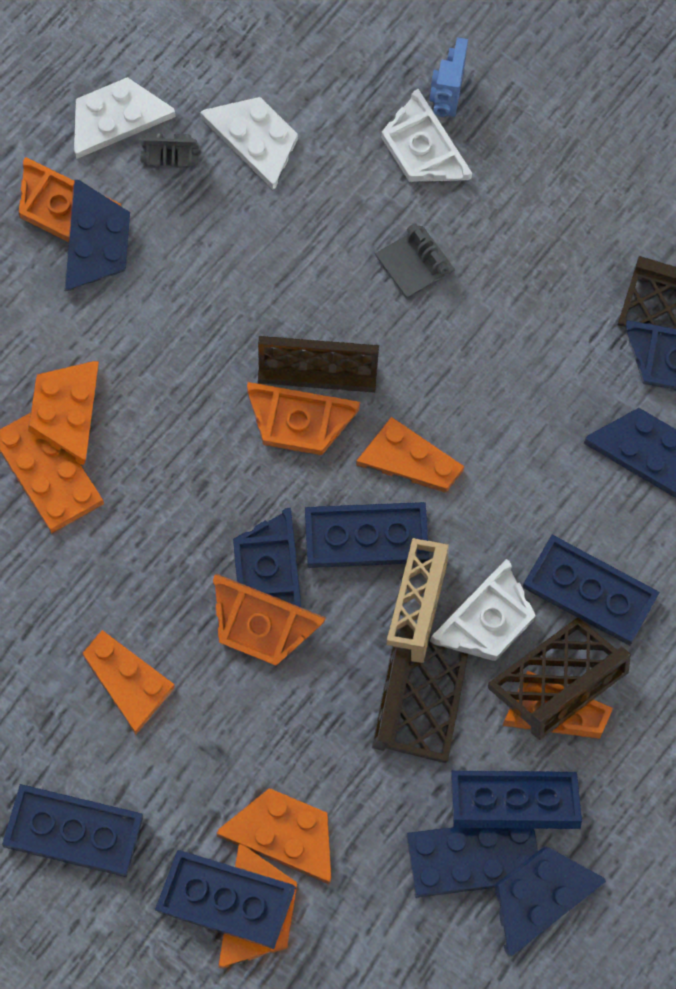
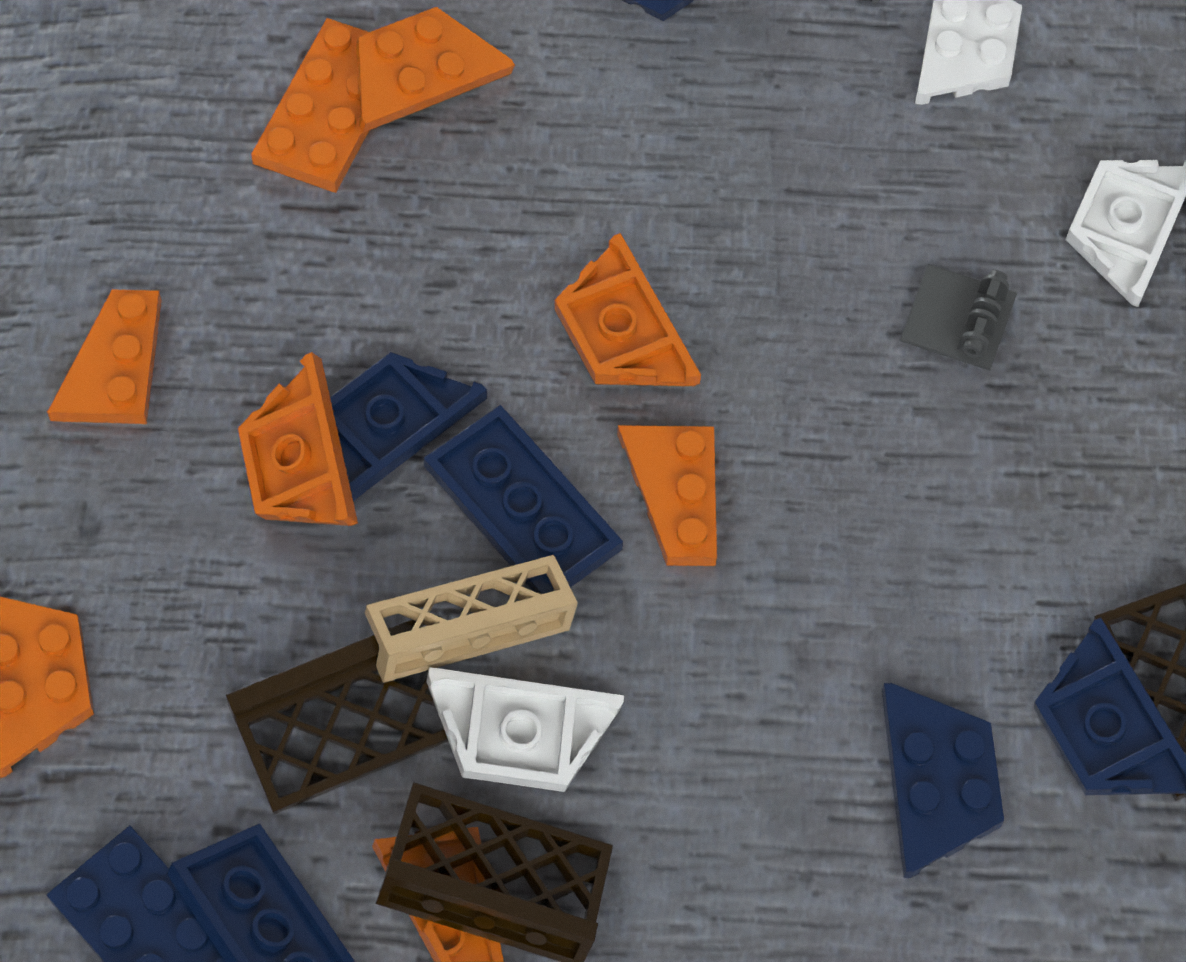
camera: 55 degrees right, 5 degrees down
(317, 365) = (707, 290): dark brown fence -> none
(591, 589) = (665, 837): dark blue plate -> none

